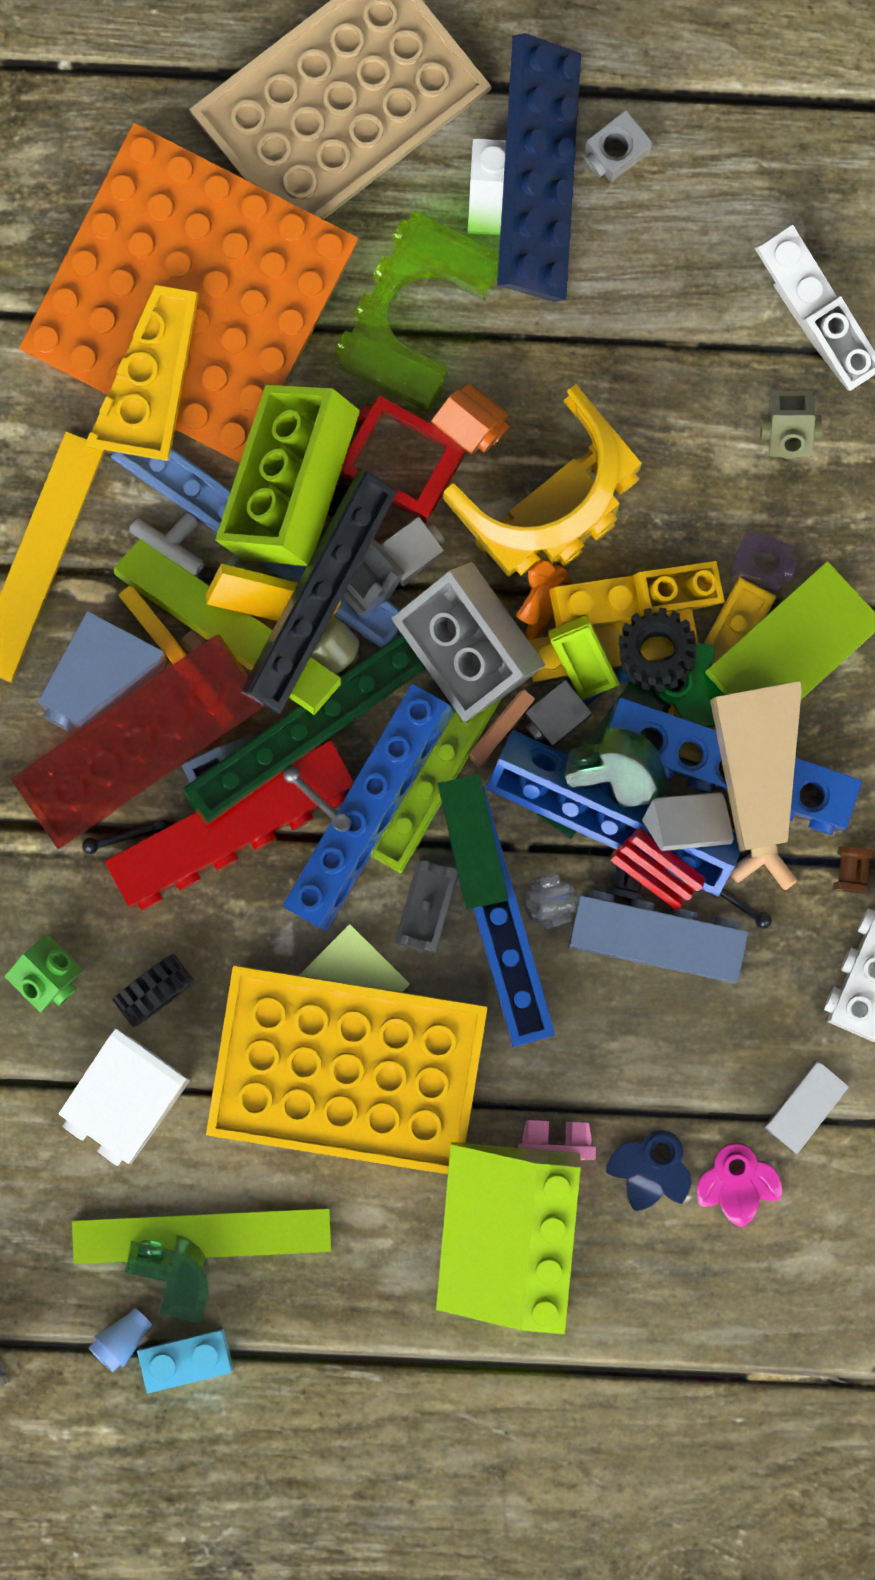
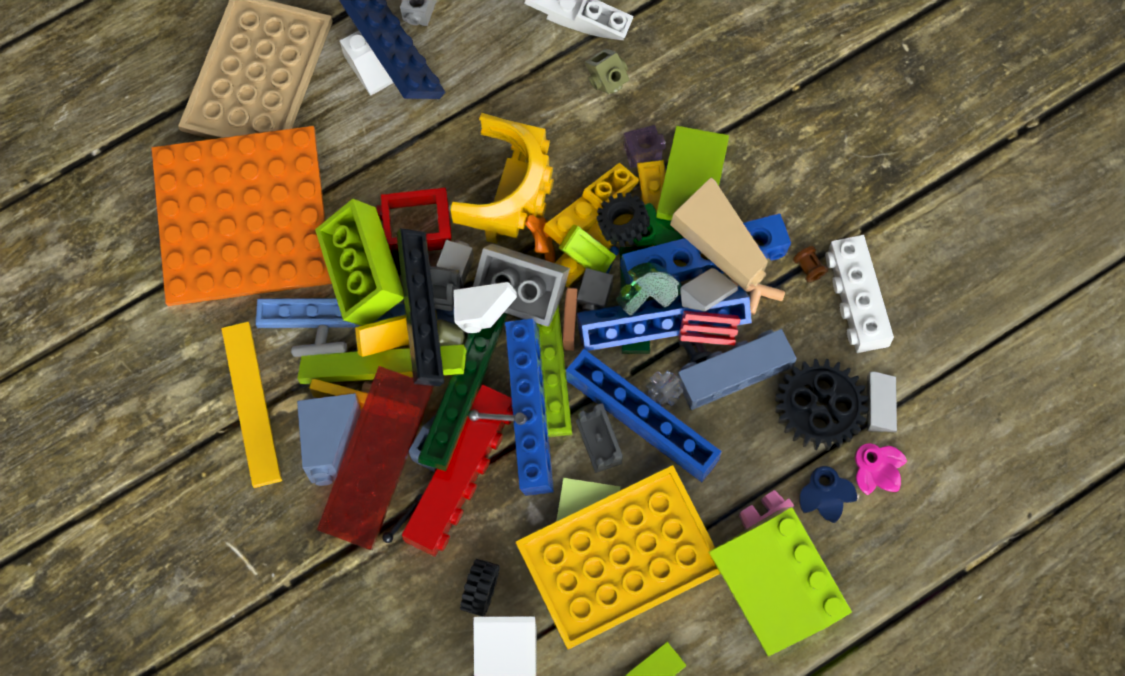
camera: 30 degrees left, 15 degrees down
(45, 974) = (411, 623): bright green brick -> none
(148, 386) = (251, 273): yellow wing -> none
(395, 642) = (481, 305): none -> white slope
(422, 252) = (354, 115): clear neon green arch -> none
(472, 419) = (439, 173): orange brick -> none
(472, 841) = (600, 379): dark green tile -> none
(762, 920) = (782, 323): black hinge -> none
(768, 1057) = (842, 391): none -> black gear

